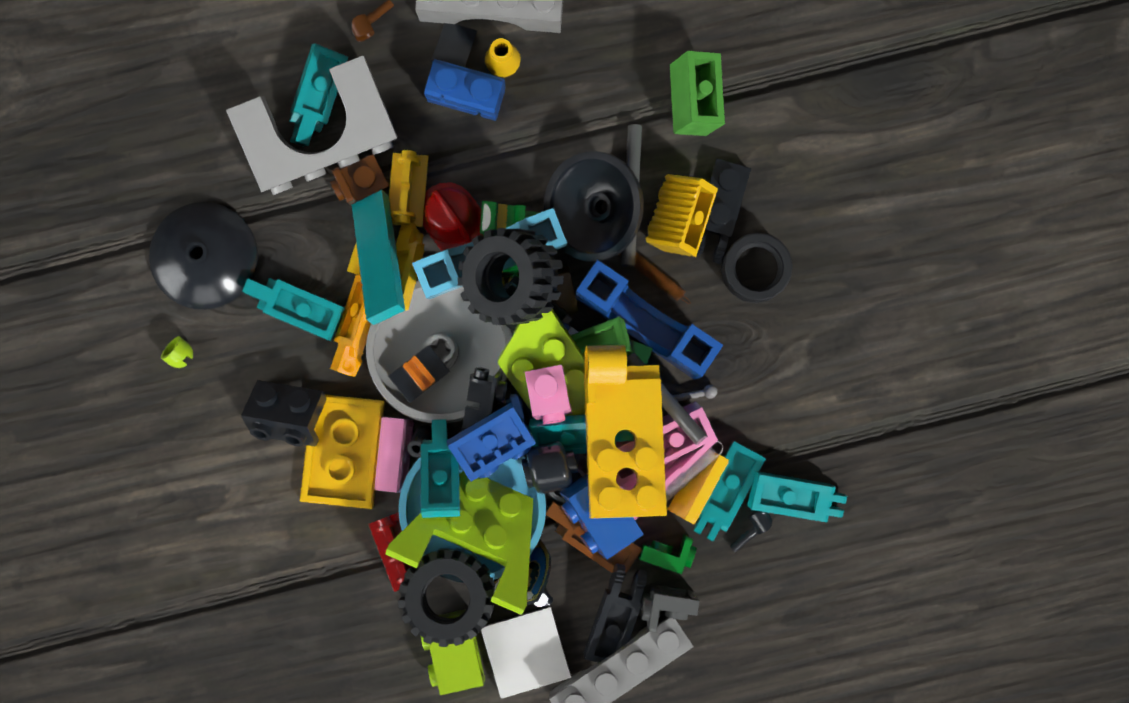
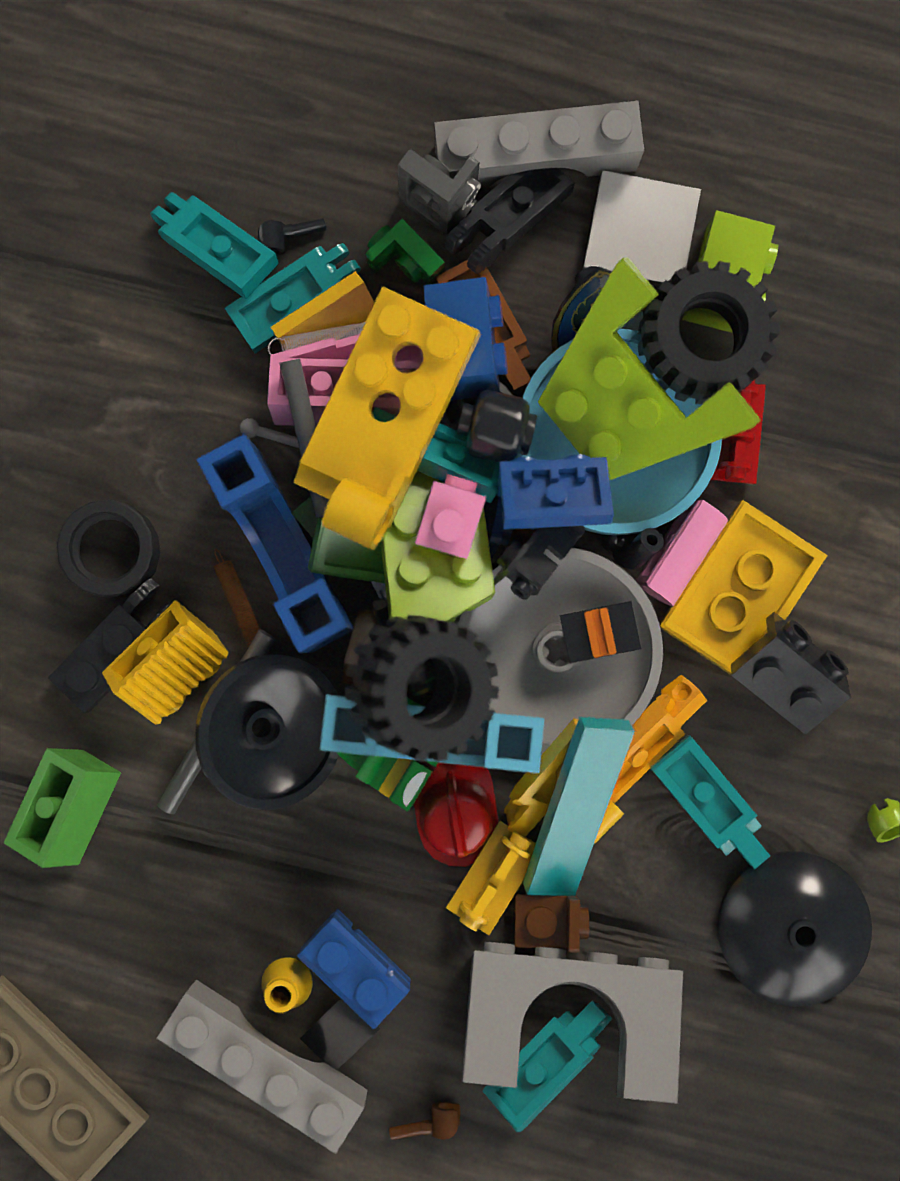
camera: 155 degrees left, 0 degrees up
(439, 475) = (642, 486): teal hinge -> none

